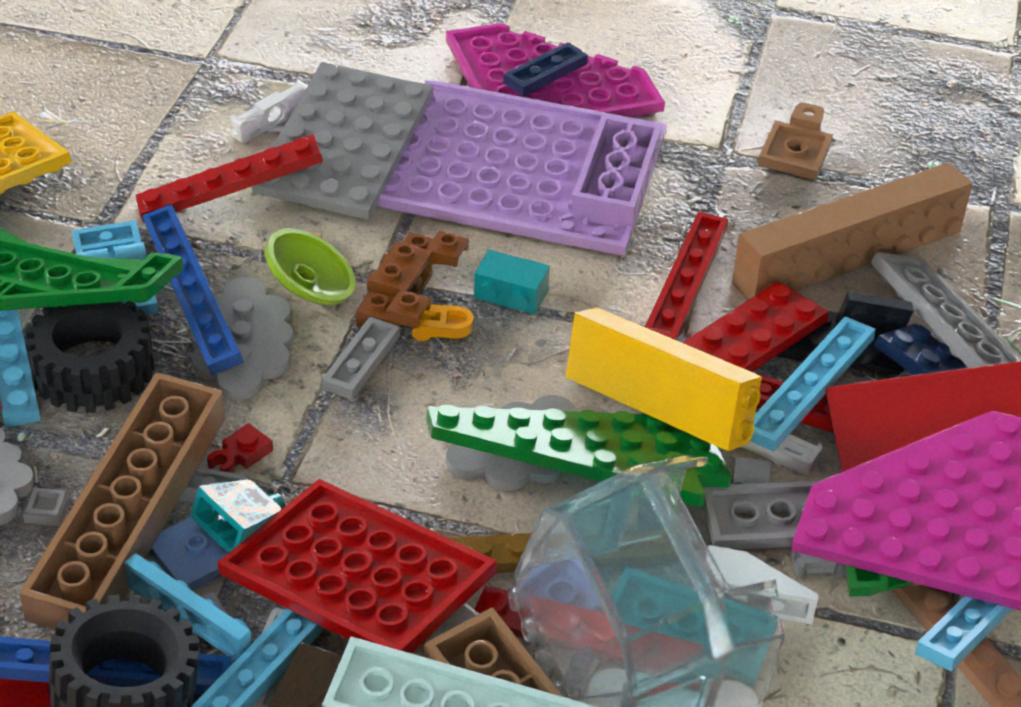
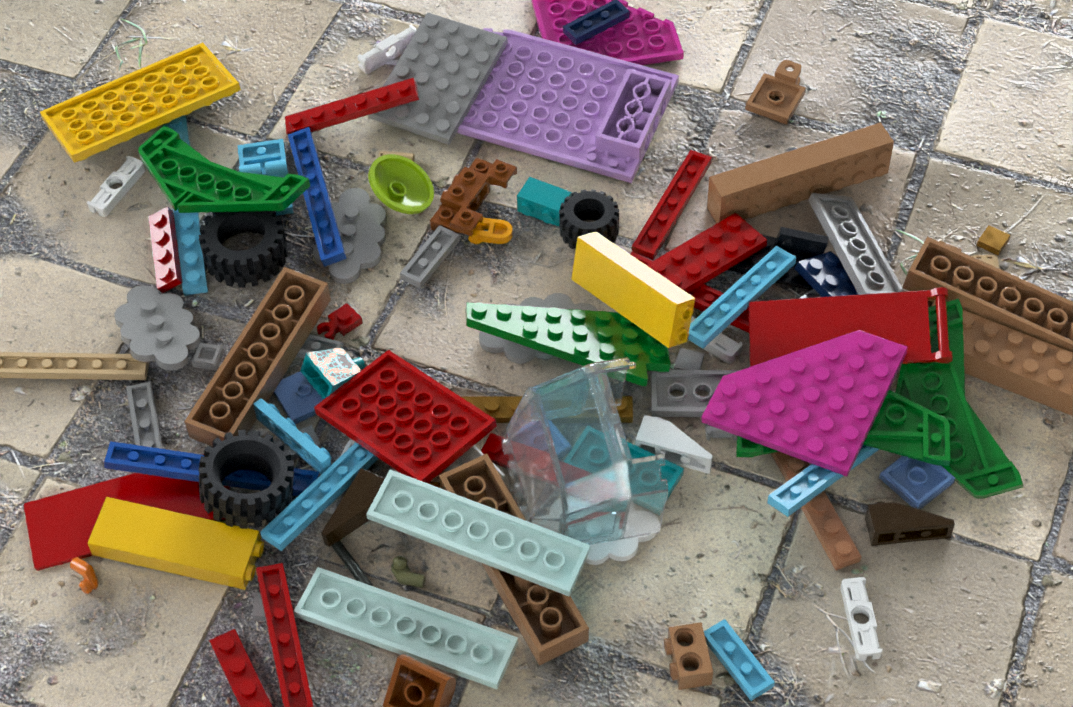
camera: 10 degrees right, 10 degrees up
(573, 289) = (588, 206): none -> black tyre

